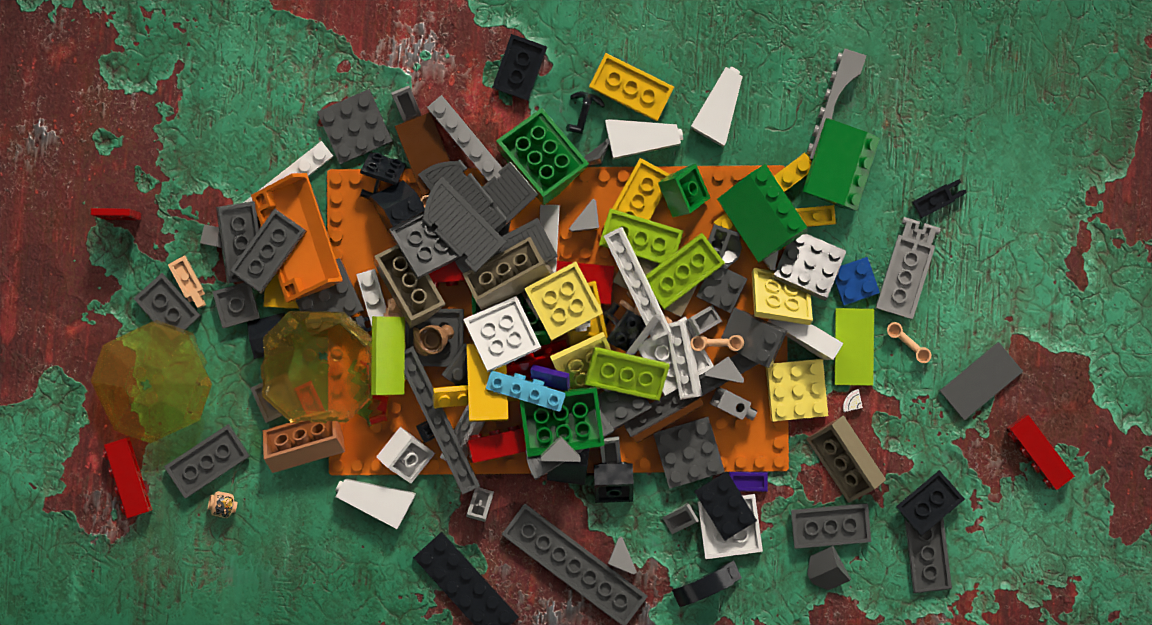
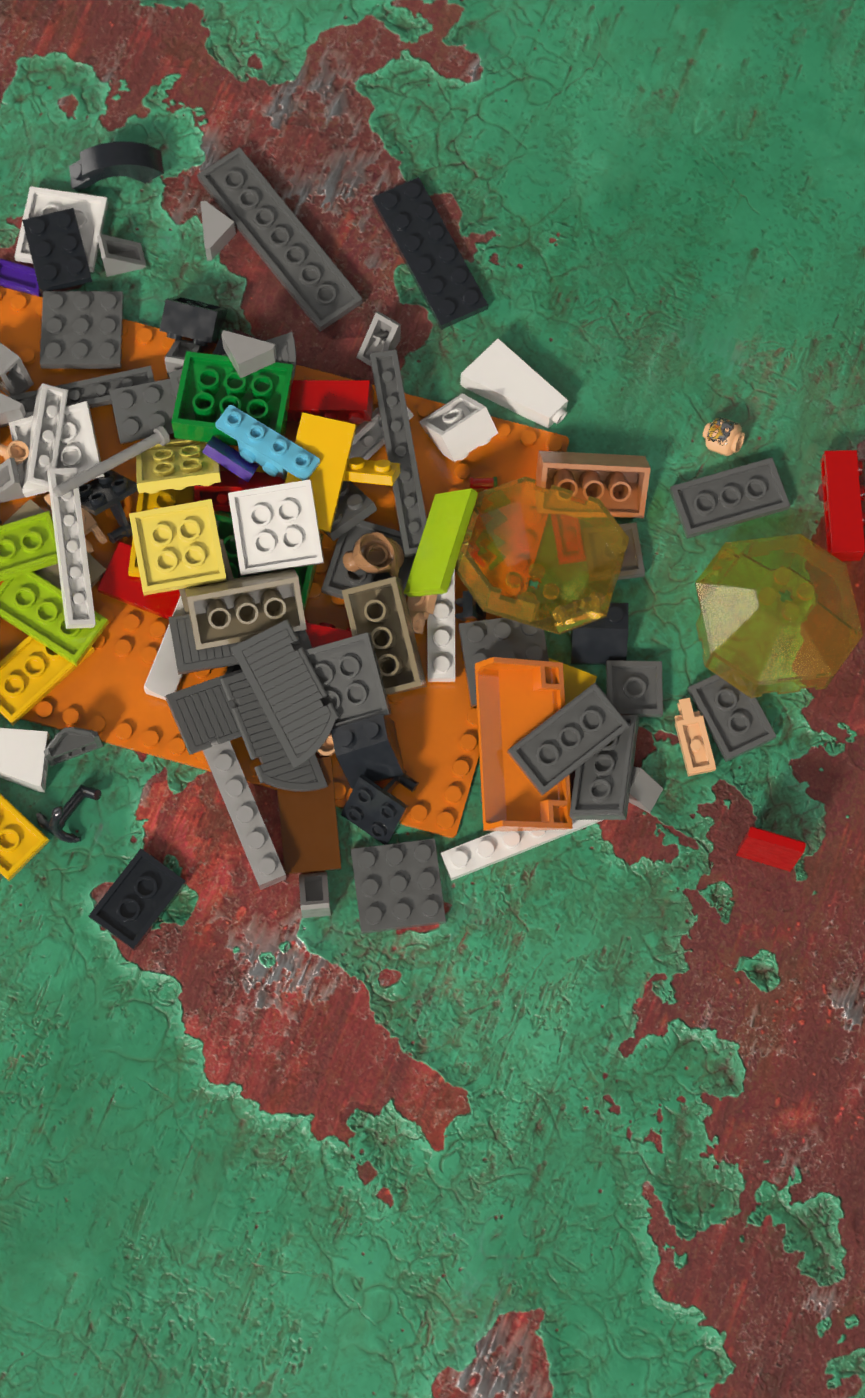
camera: 165 degrees left, 15 degrees down
(425, 431) = (423, 451): black tile -> none
(542, 155) = (144, 760): green slope -> none
(587, 219) = (112, 660): light grey slope -> none
(626, 373) = (126, 435): lime tile -> none
(668, 420) = (92, 364): reddish brown tile -> none

